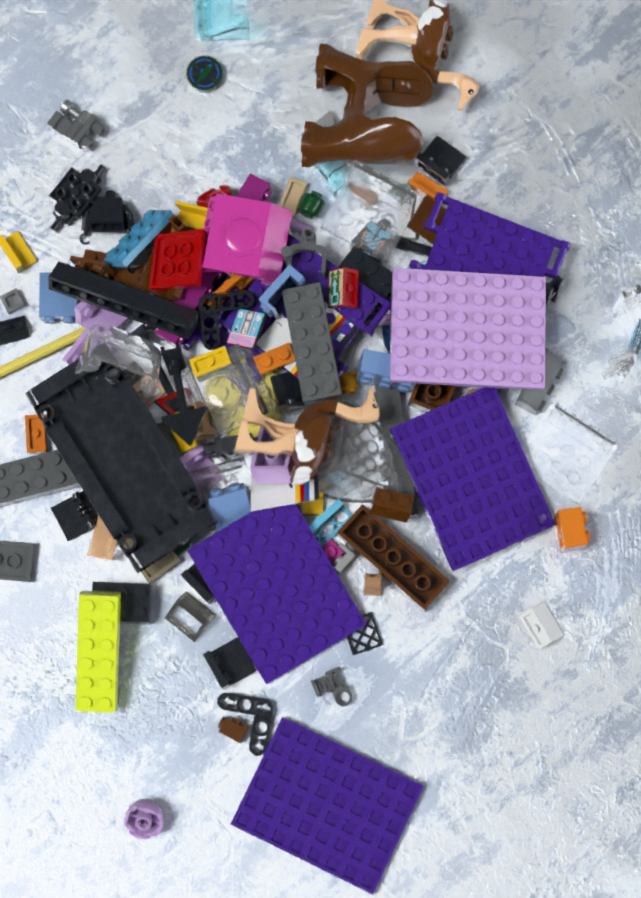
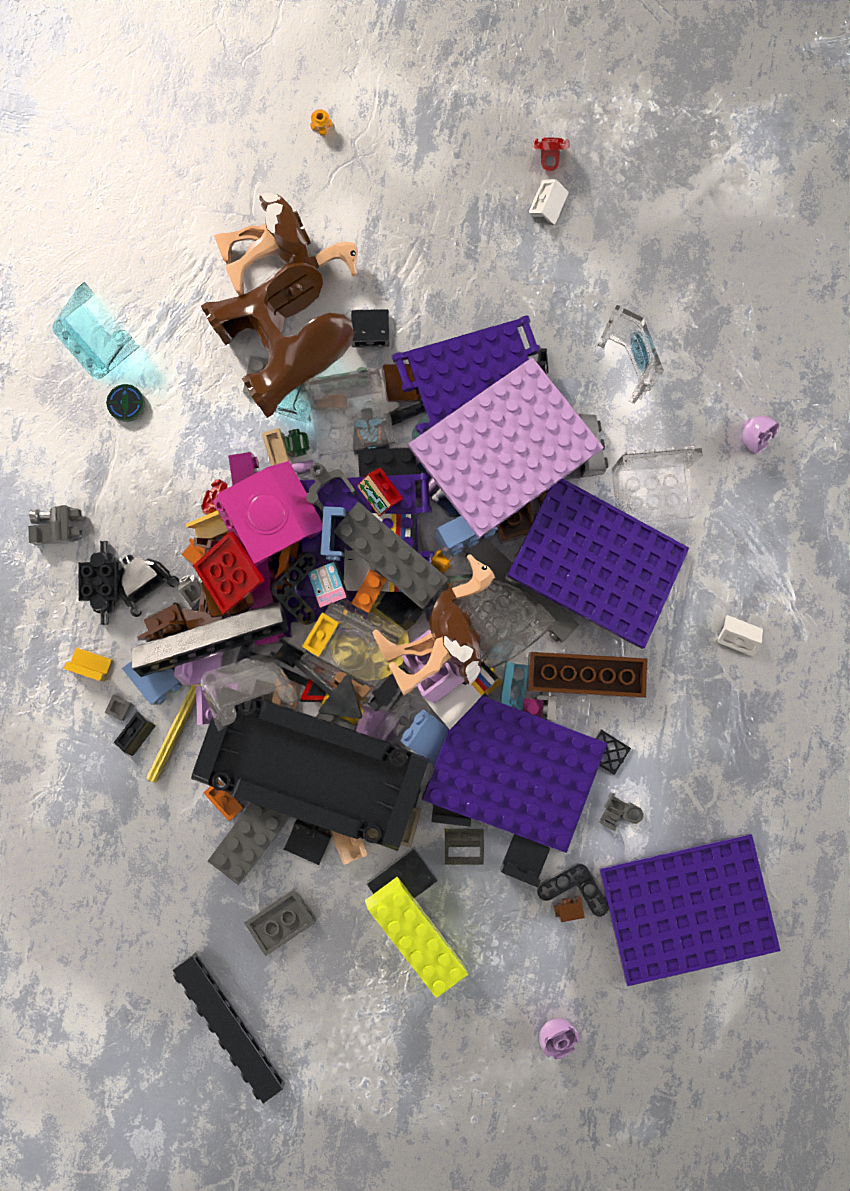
camera: 40 degrees left, 5 degrees up
(138, 238) = (180, 579): dark azure plate -> none
(372, 584) = (586, 707): medium nougat leg -> none
(391, 504) = (555, 635): reddish brown brick -> none
(425, 187) = (376, 358): orange panel -> none
(571, 529) = (707, 542): orange brick -> none

